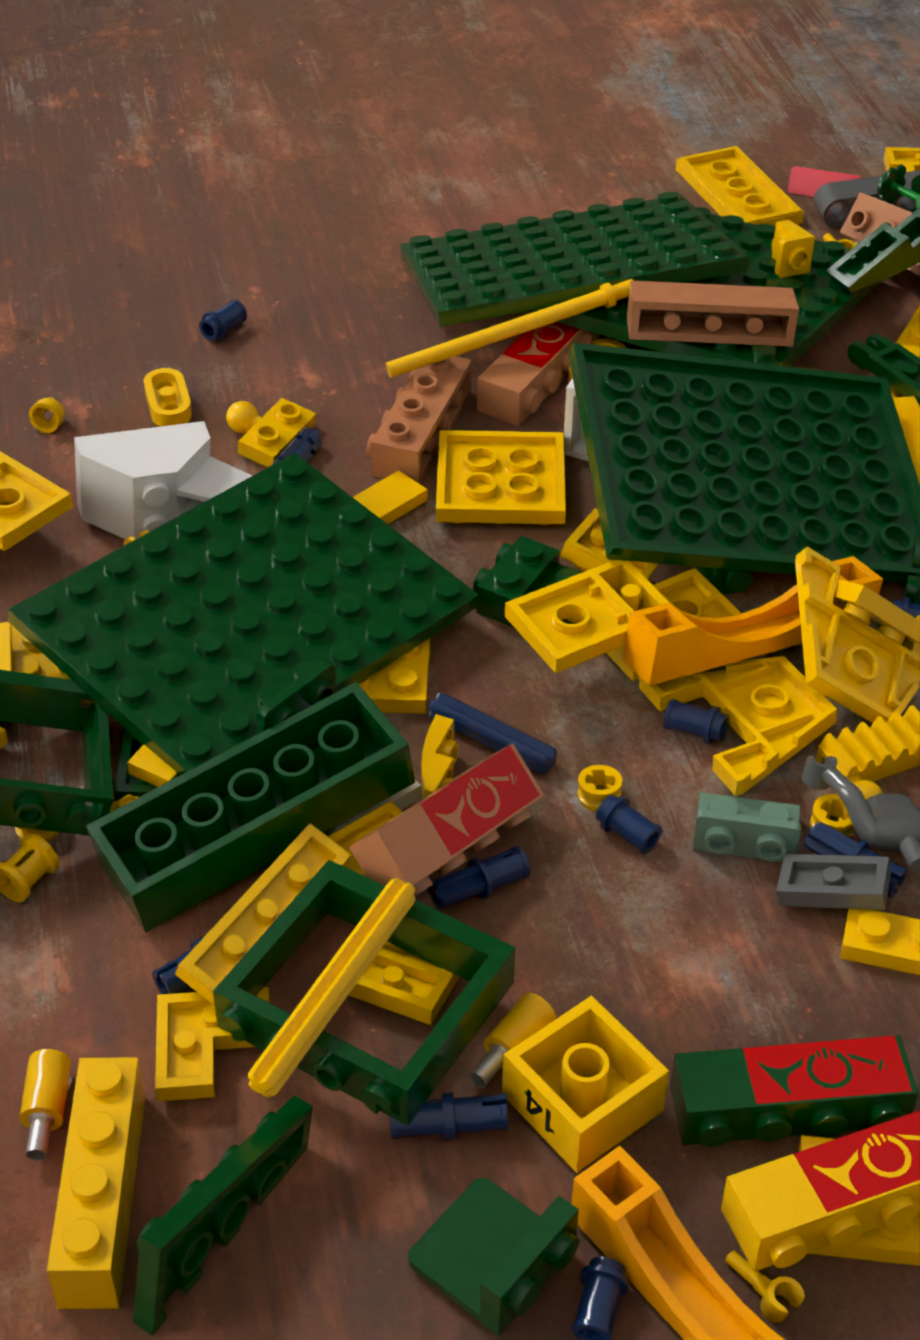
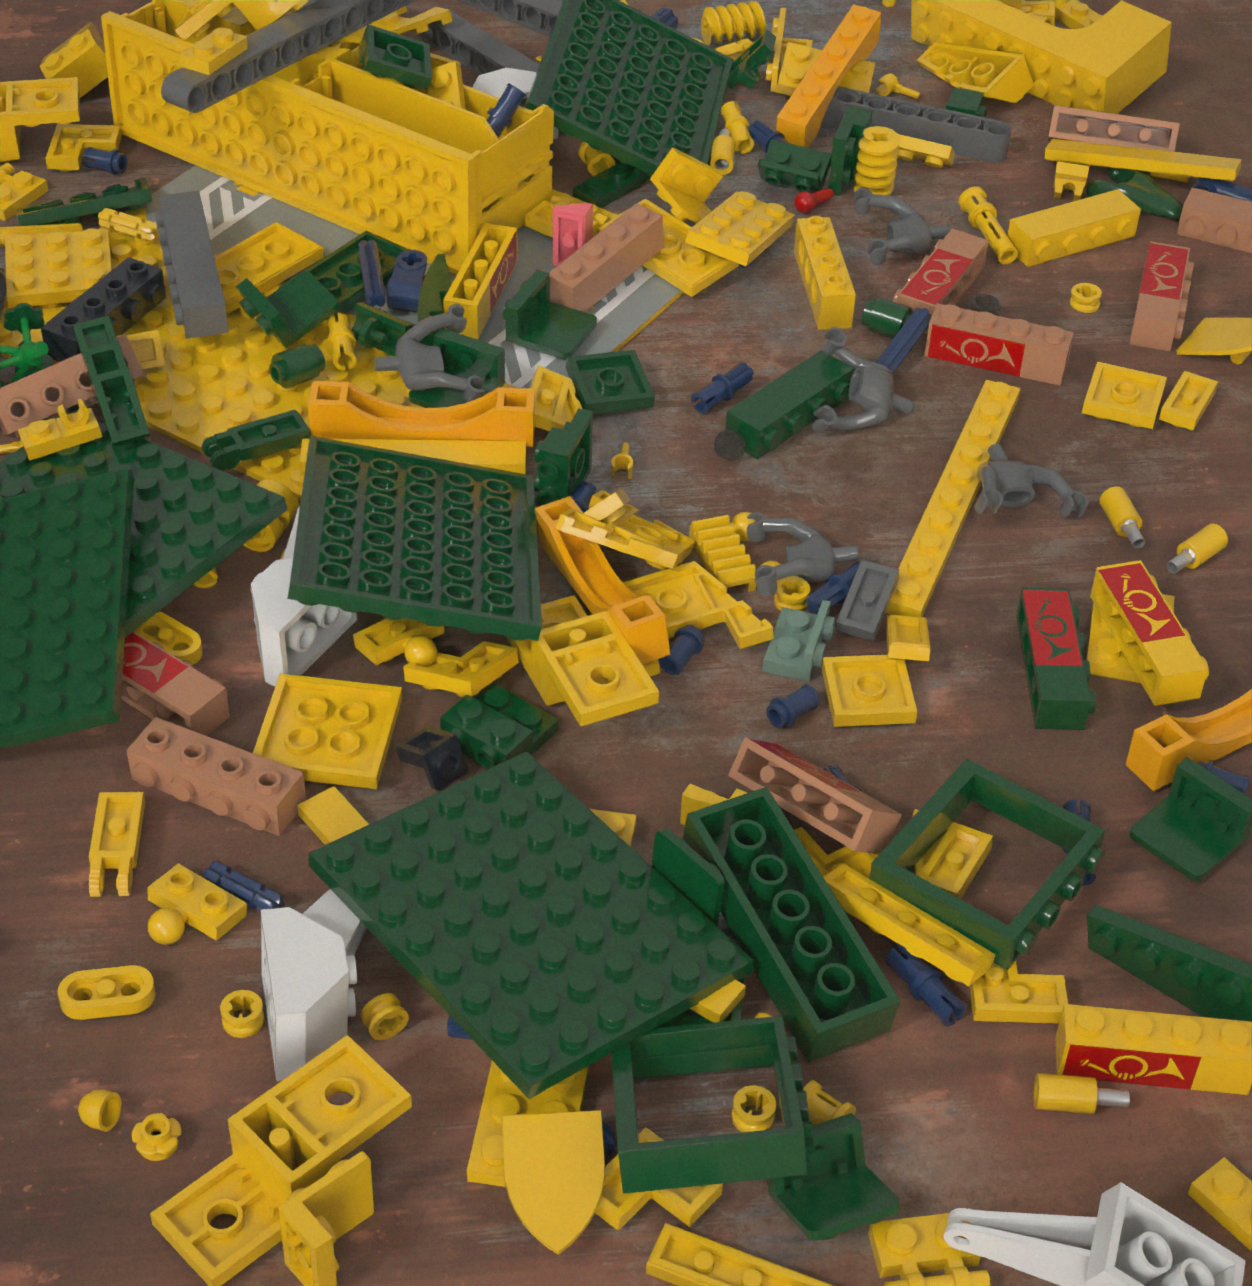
camera: 85 degrees left, 0 degrees up
(23, 447) = (156, 1146): none -> yellow plate
(331, 989) = (1017, 858): yellow axle -> none
(335, 377) = (116, 840): none -> yellow hinge
(476, 546) = (436, 753): none -> black bracket
(494, 732) = (676, 778): dark blue axle -> none
(584, 1083) = (1062, 753): yellow brick -> none
(598, 775) = (742, 711): yellow bush -> none
(606, 295) = (135, 582): yellow bar -> none
(675, 894) = (868, 690): none -> yellow plate
(712, 313) = (206, 512): nougat brick -> none
(765, 1287) = (1207, 702): yellow hand -> none
(777, 926) = (907, 637): none -> yellow tile
(792, 249) = (76, 452): yellow bracket -> none
(833, 241) = (54, 435): none -> yellow plate

